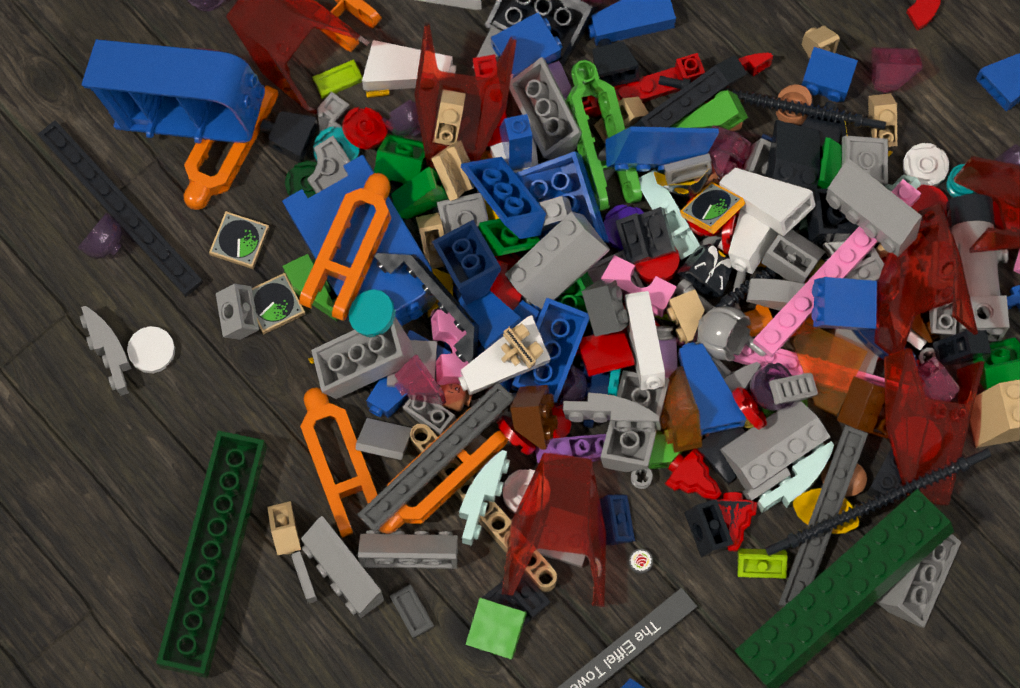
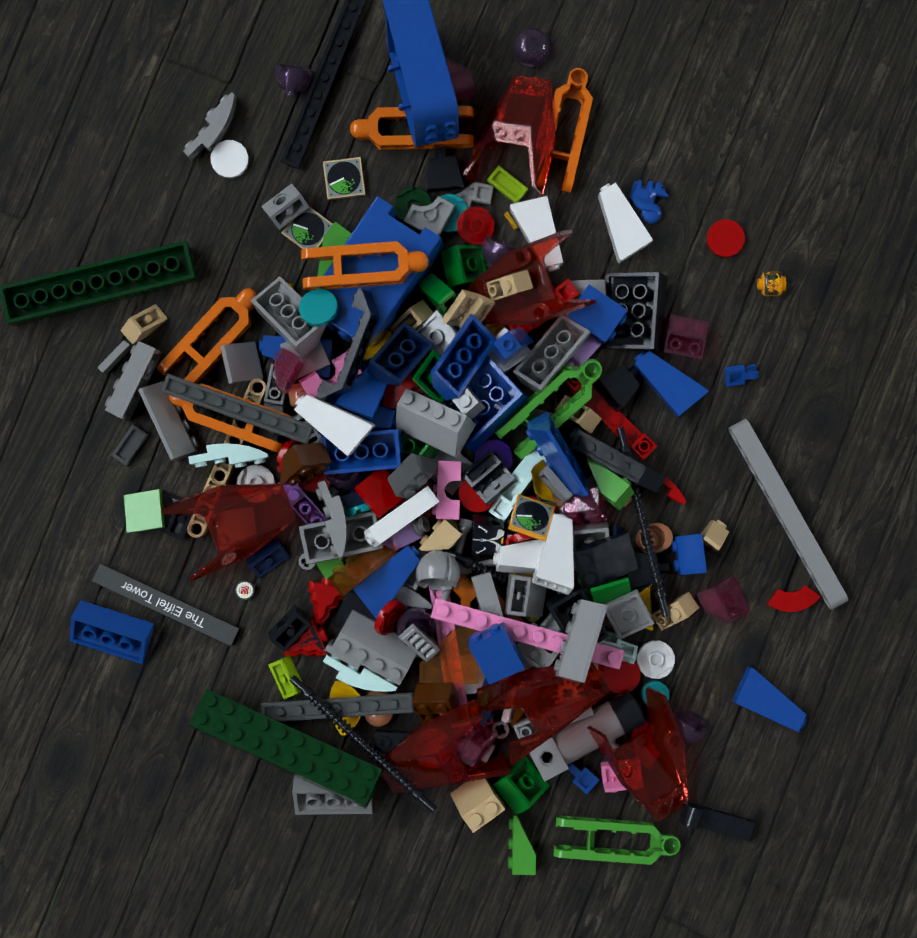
camera: 60 degrees right, 15 degrees up
(514, 338) = (338, 438): tan hips -> none
(961, 347) = (522, 765): black brick -> none

